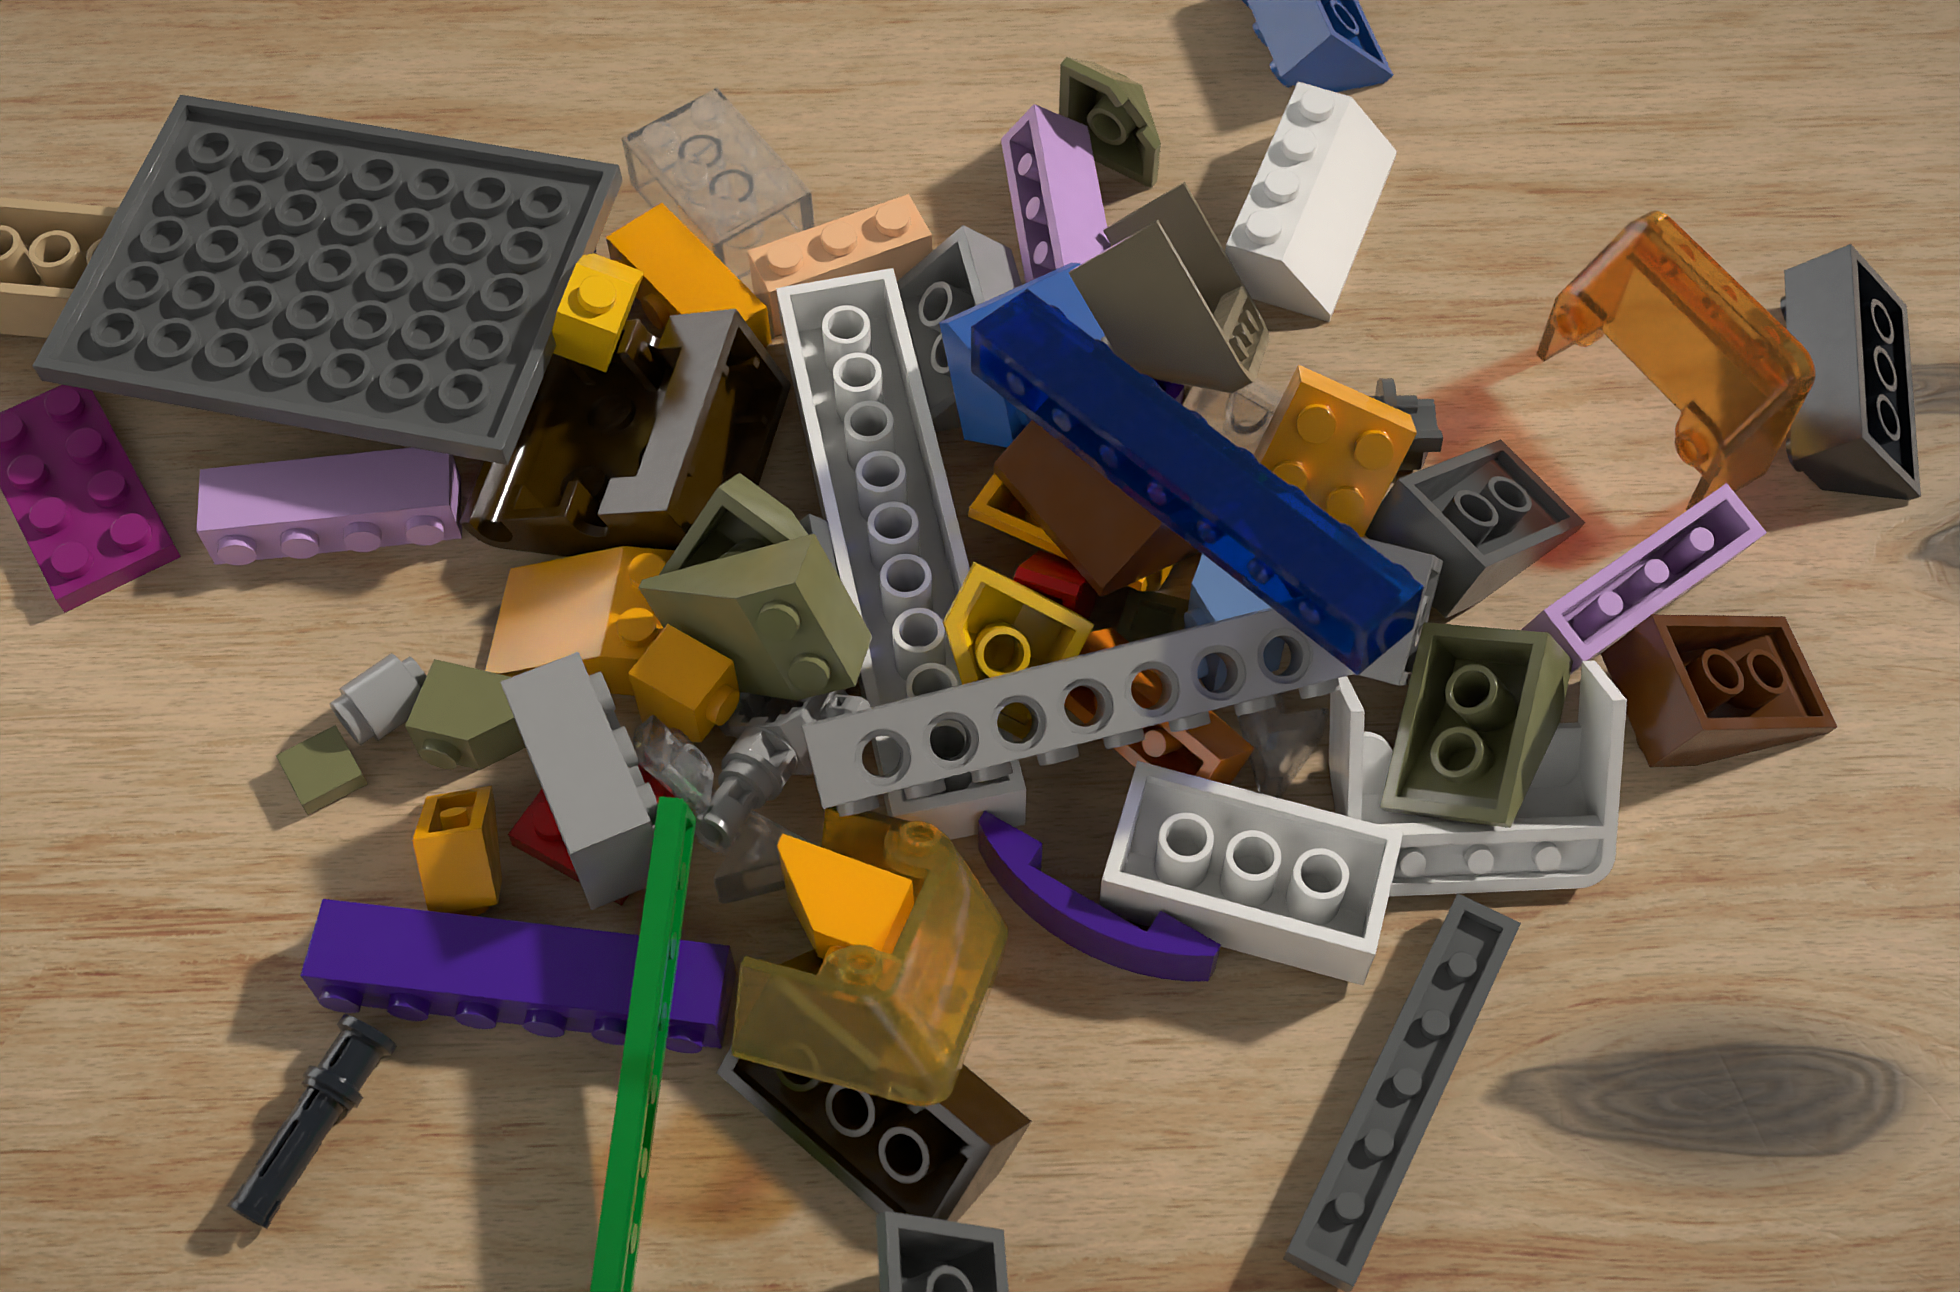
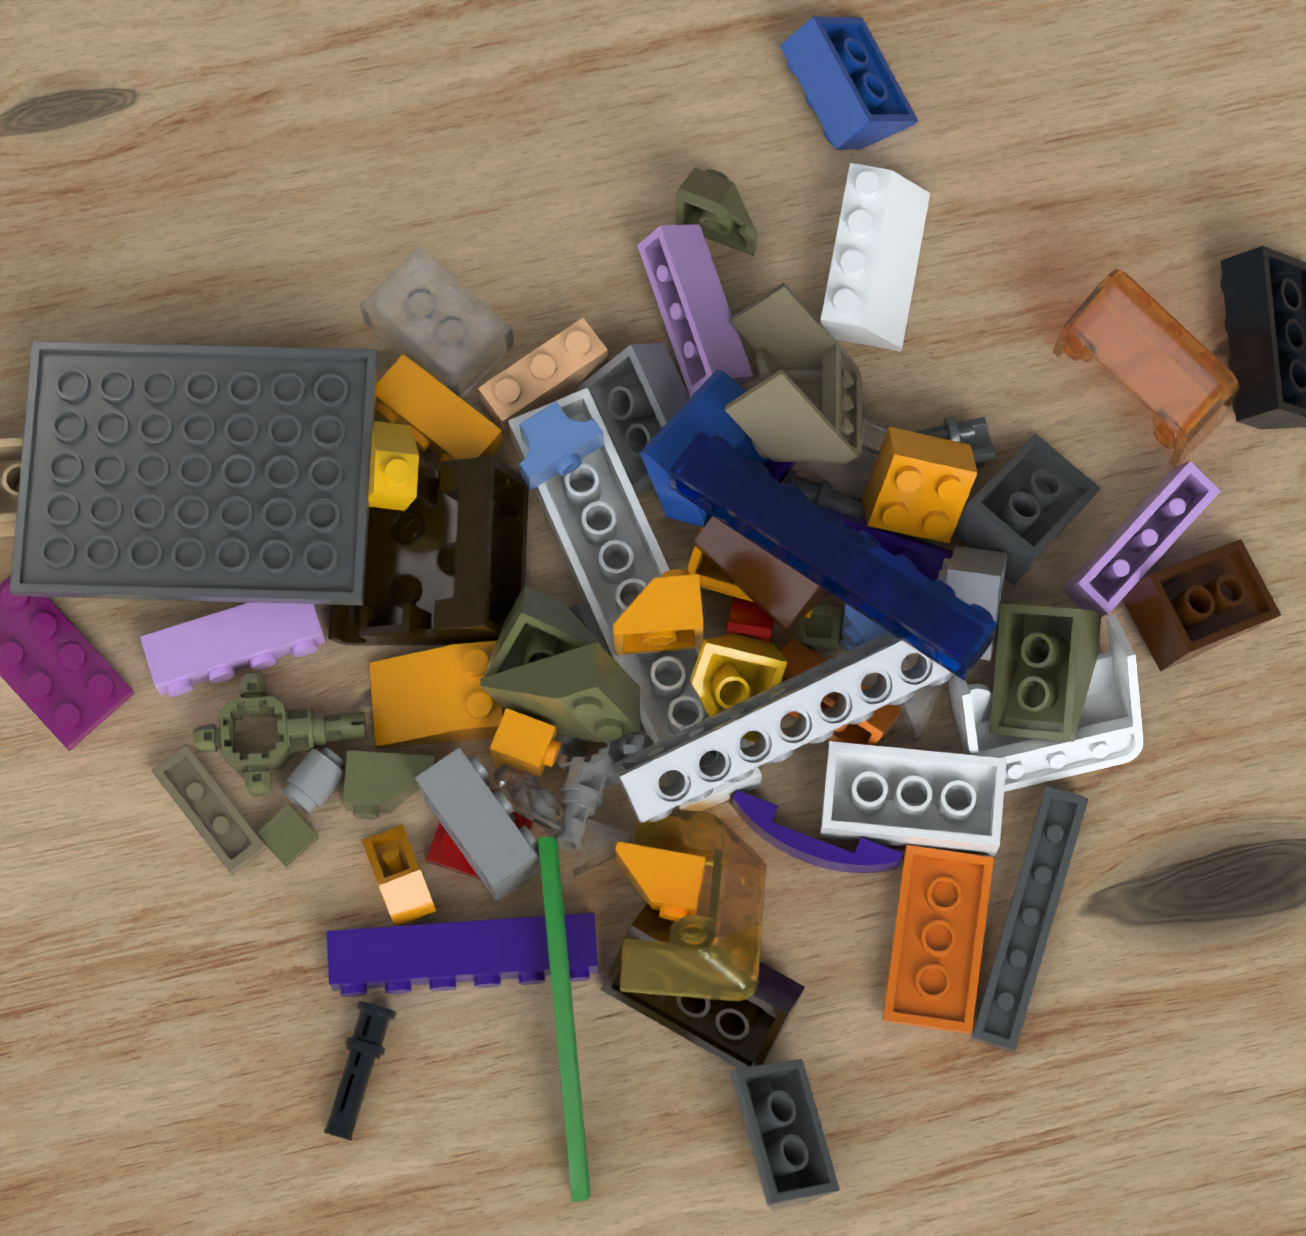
camera: 10 degrees left, 15 degrees up
(222, 715) = (209, 809): none -> dark tan plate
(371, 634) = (296, 733): none -> olive piece
(830, 314) = (556, 444): none -> medium blue brick
(916, 534) = (662, 616): none -> light orange slope
(1254, 1095) = (938, 939): none -> orange plate

